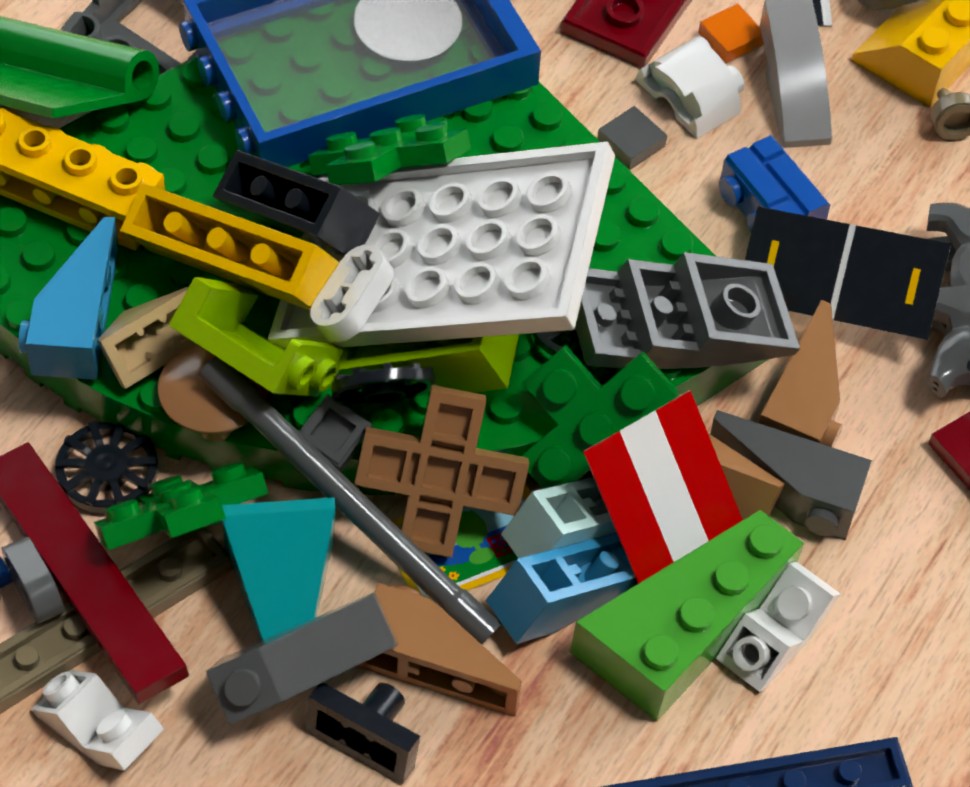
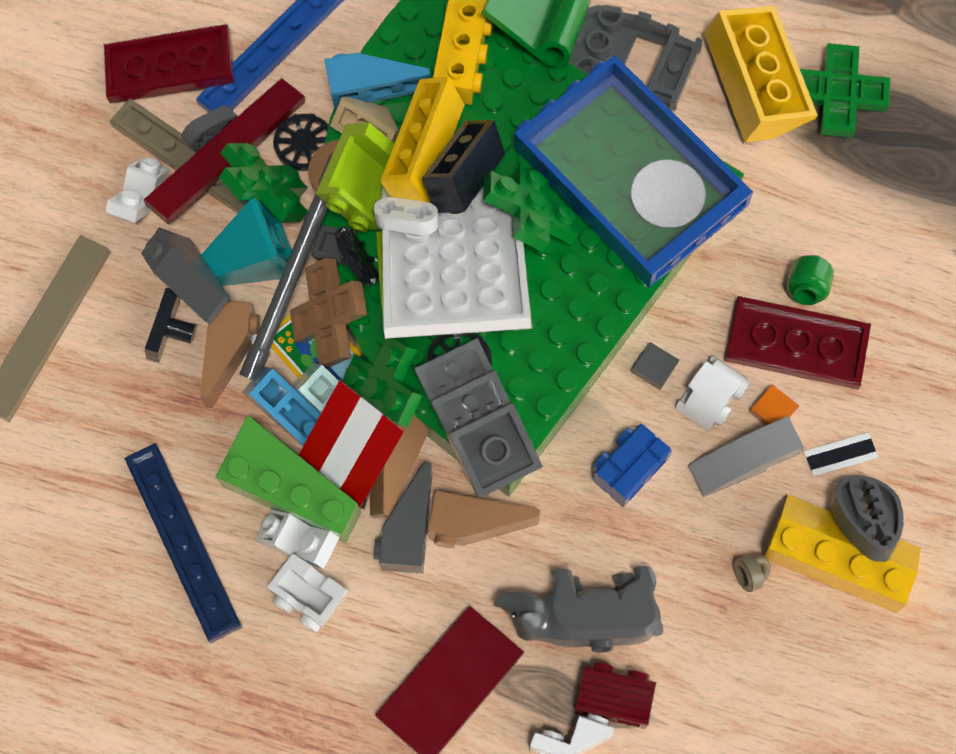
camera: 80 degrees right, 15 degrees up
(862, 271) = (569, 519): black sticker -> none
(877, 623) = (306, 592): none -> white cylinder

